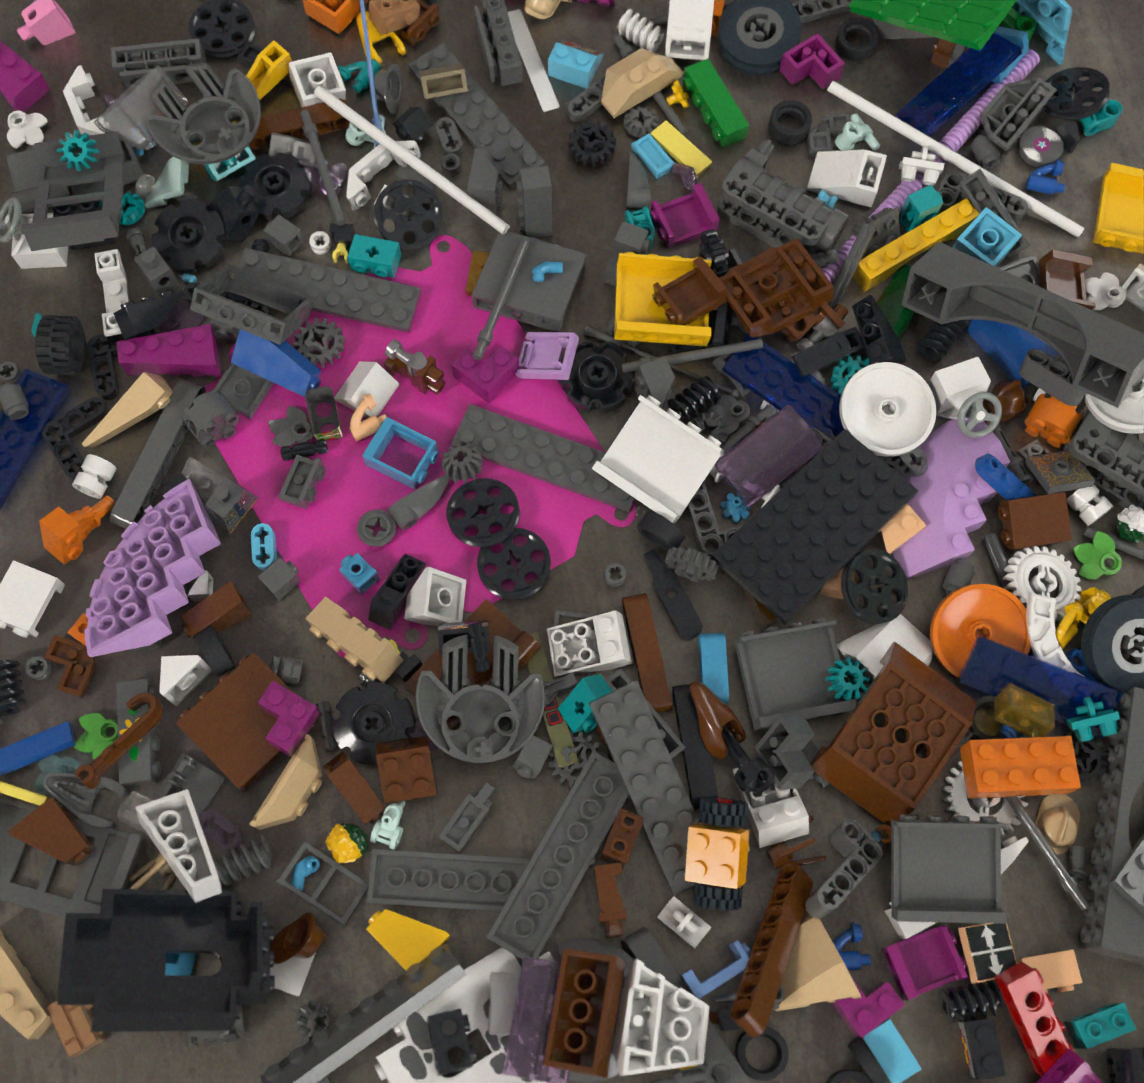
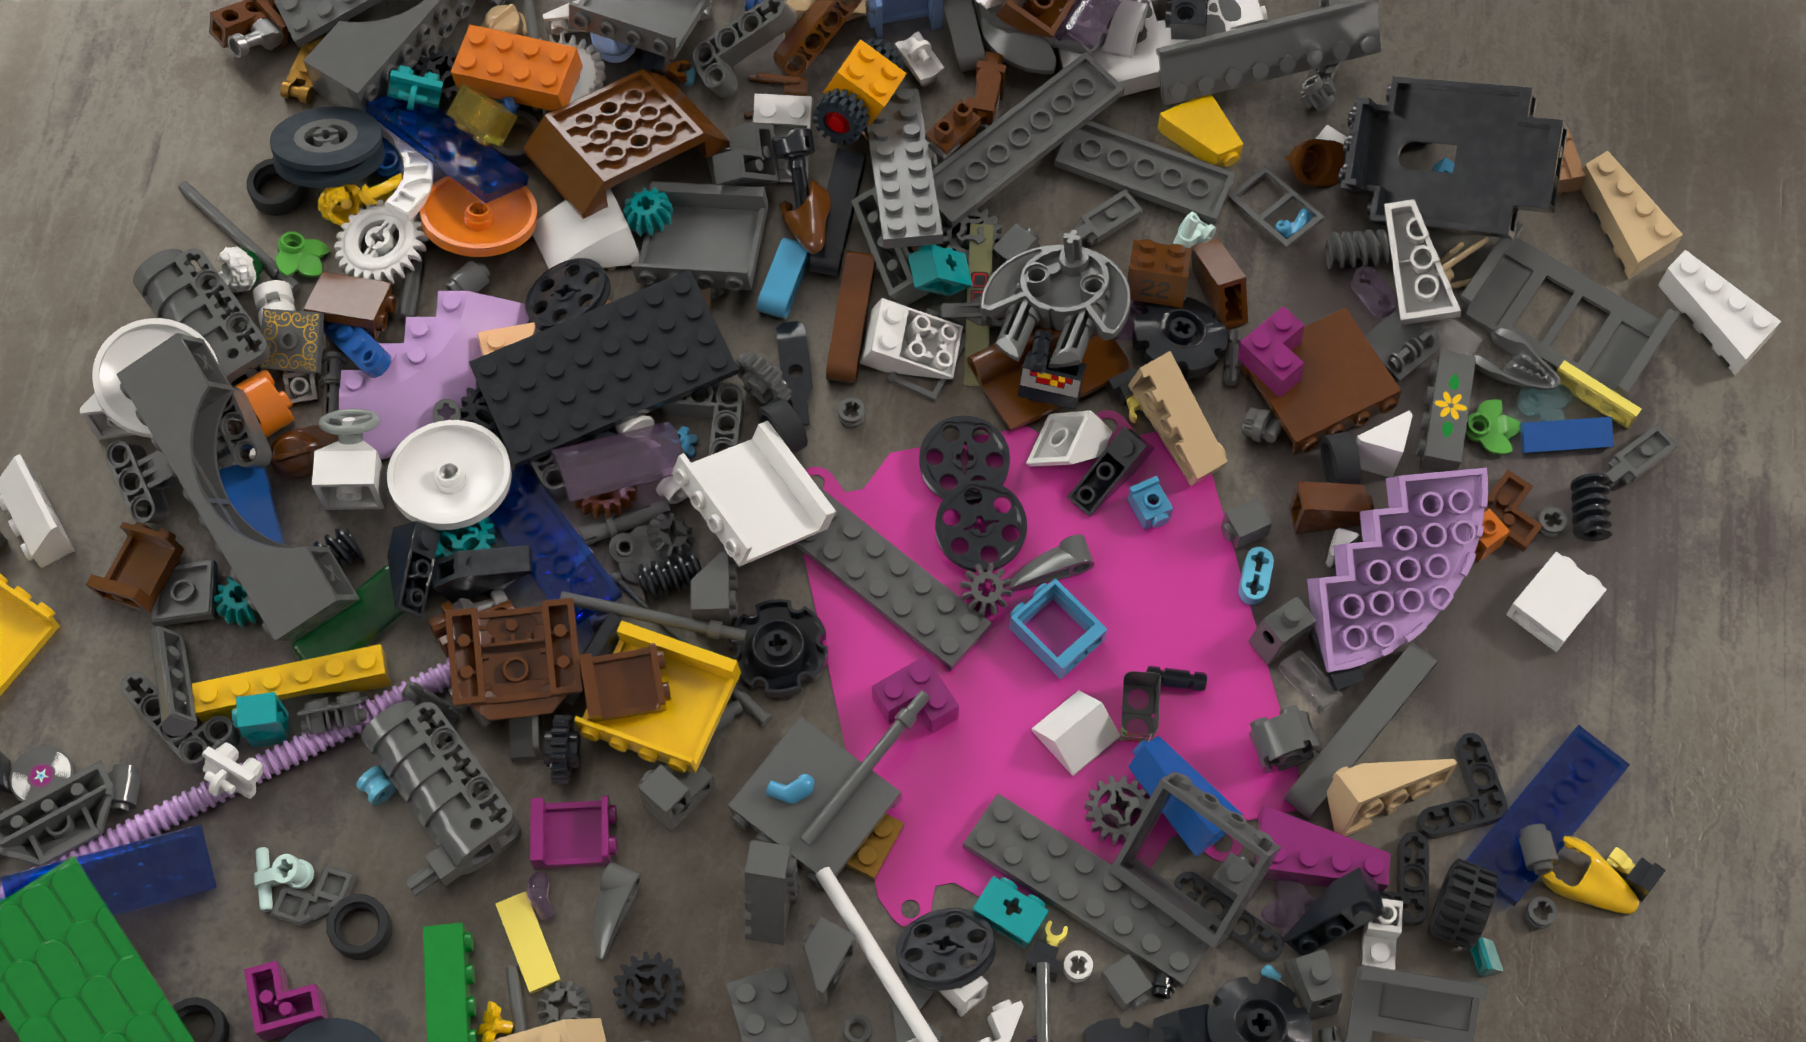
camera: 160 degrees left, 5 degrees down
(54, 833) = (1556, 331): reddish brown slope -> none
(65, 532) = (1494, 650): orange brick -> none
(91, 773) = (1458, 386): reddish brown piece -> none
(94, 475) = (1448, 722): white wheel -> none
(243, 389) = (1241, 781): dark grey tile -> none
(288, 429) = (1190, 712): dark grey plate -> none
(292, 788) = (1296, 292): tan wedge -> none
(302, 481) = (1188, 634): dark grey bracket -> none
(346, 842) = (1241, 230): yellow piece -> none
(369, 426) = (1087, 683): light nougat plant -> none
(370, 520) = (1109, 540): dark grey gear -> none
(419, 370) = (1001, 719): reddish brown hips -> none
(544, 356) = (835, 694): lavender container -> none
(641, 219) = (636, 842): teal piece -> none
(652, 156) = (570, 946): medium azure tile -> none
(848, 175) = (326, 813): white slope -> none
(851, 262) = (394, 671): dark grey axle -> none
(951, 156) = (180, 784): white piece -> none
(988, 238) = (203, 647): medium azure slope -> none
(1047, 185) = (79, 721): blue plant -> none
(1101, 290) = (95, 555): white plate -> none

